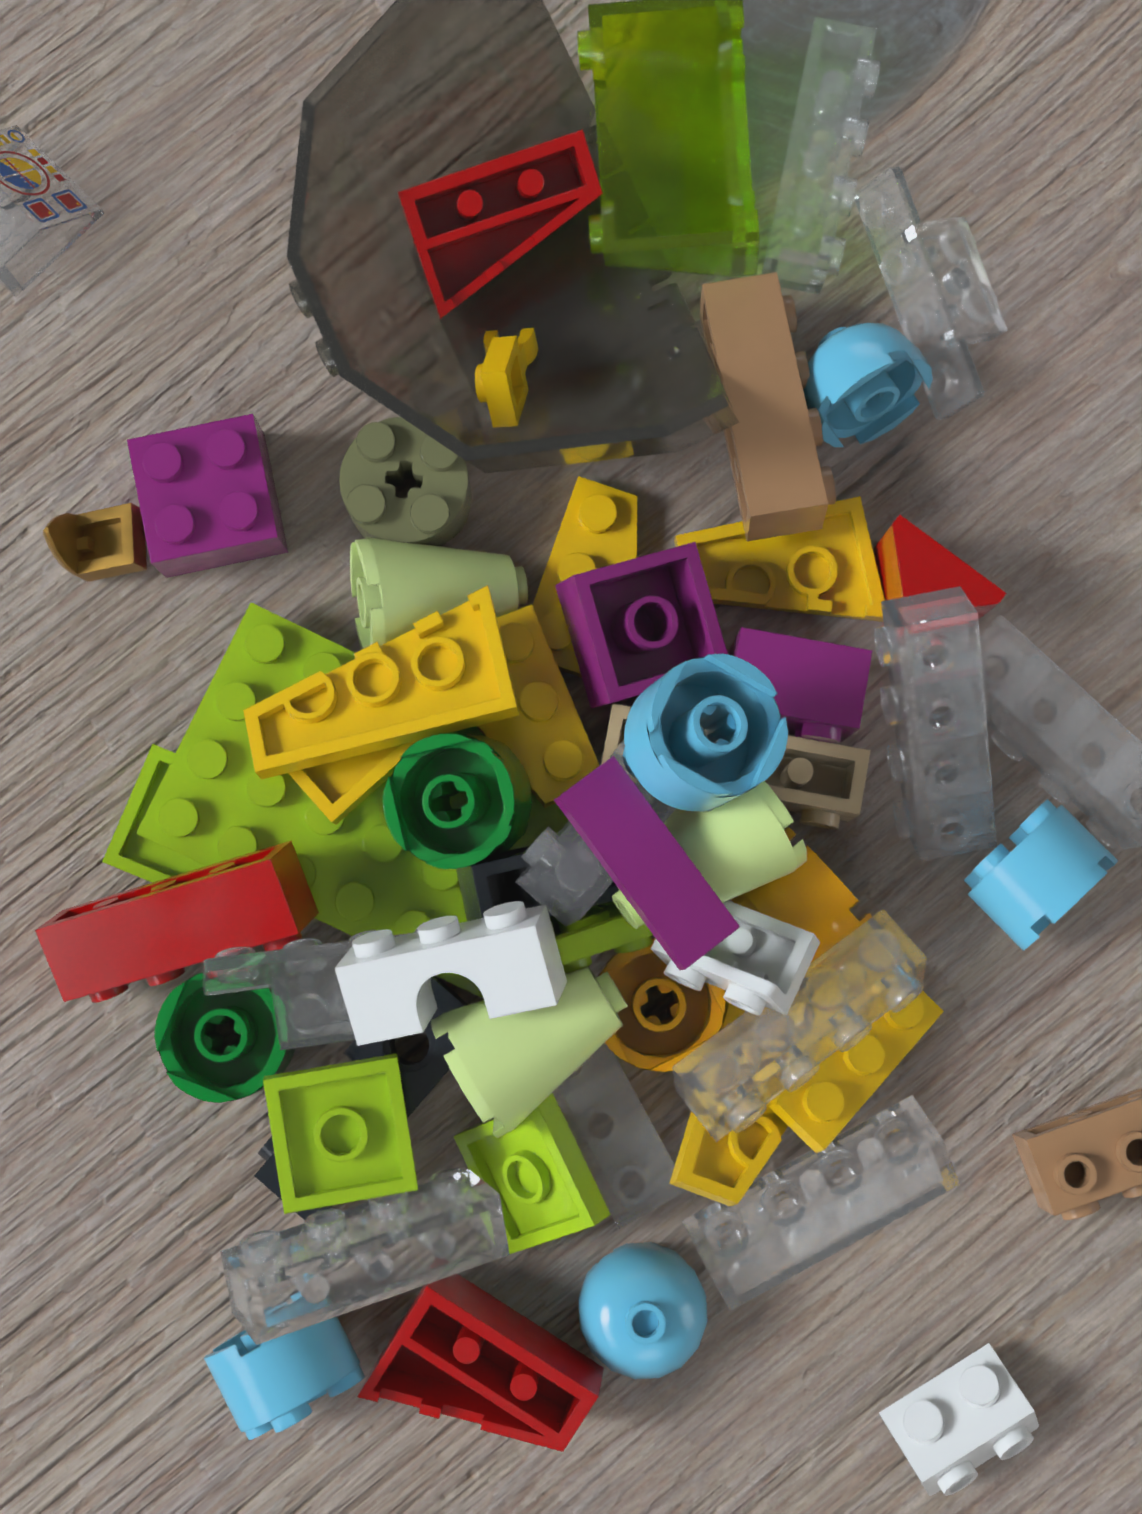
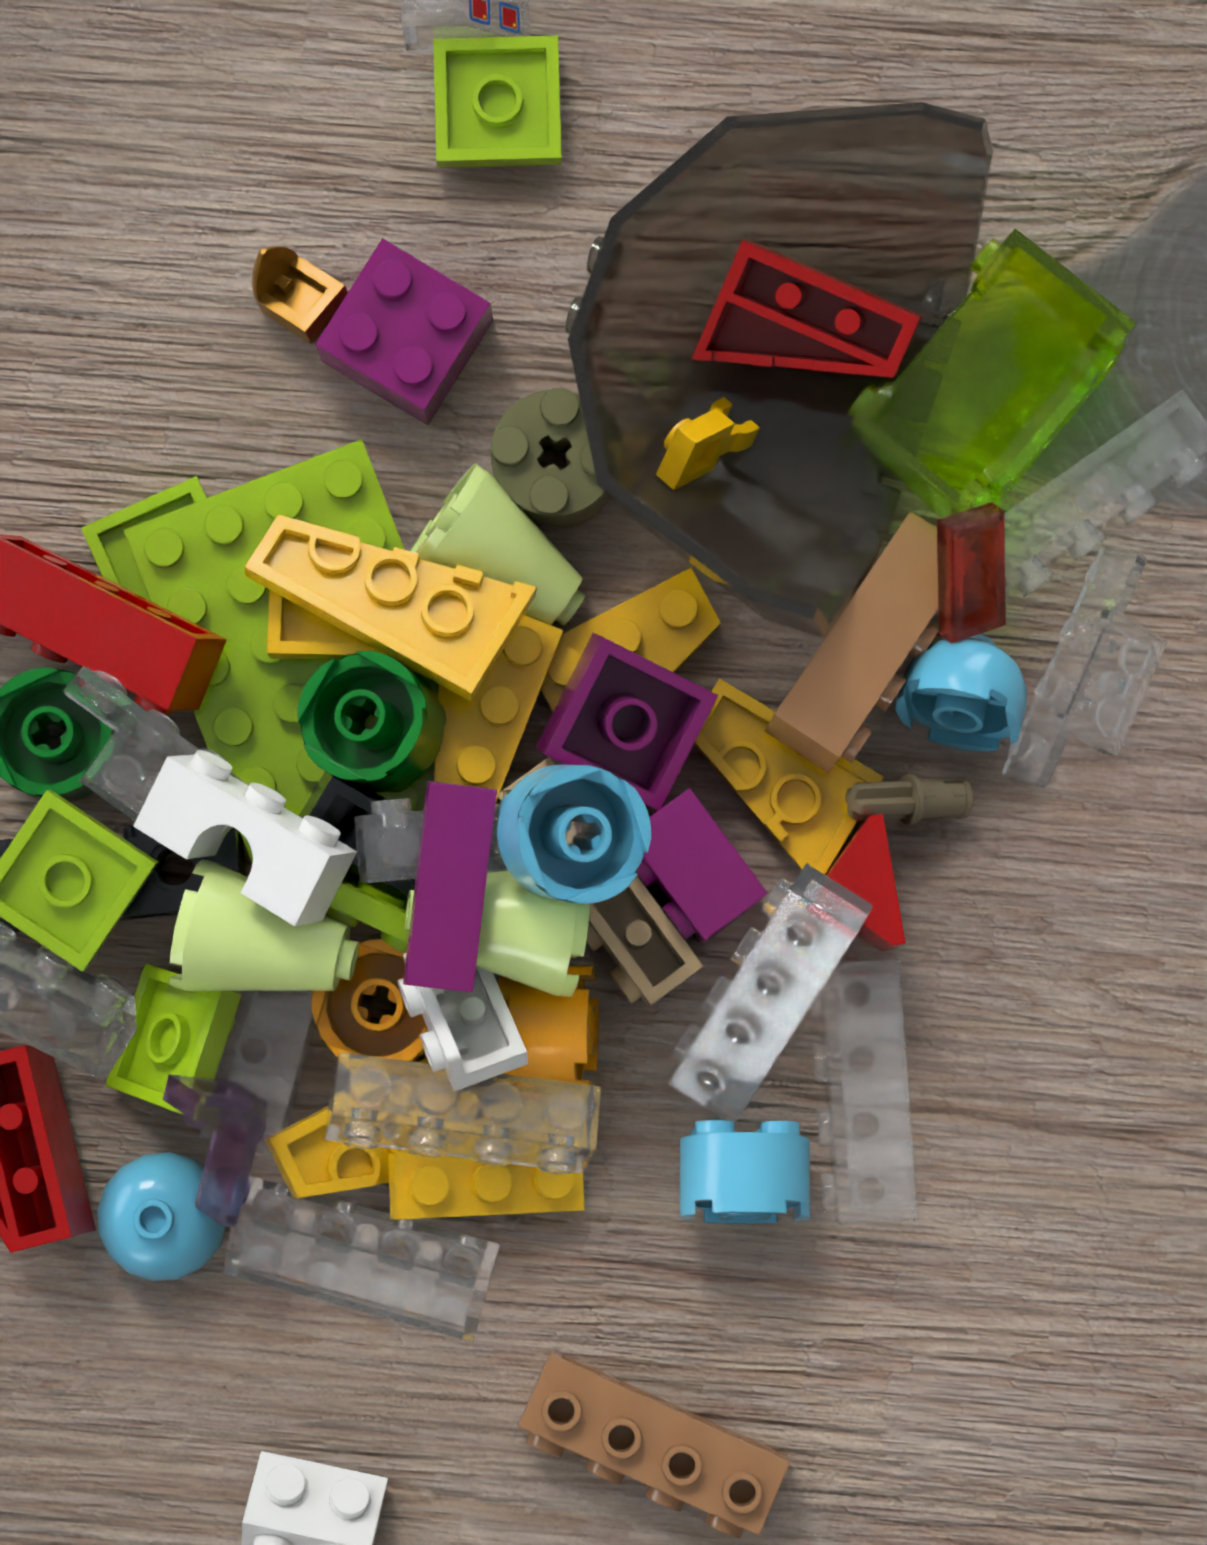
camera: 45 degrees right, 0 degrees up
(118, 270) = (497, 101): none -> lime plate
(642, 1194) = (237, 1127): none -> clear purple bracket
(792, 282) = (971, 572): none -> clear red tile
(895, 494) = (911, 799): none -> dark tan axle

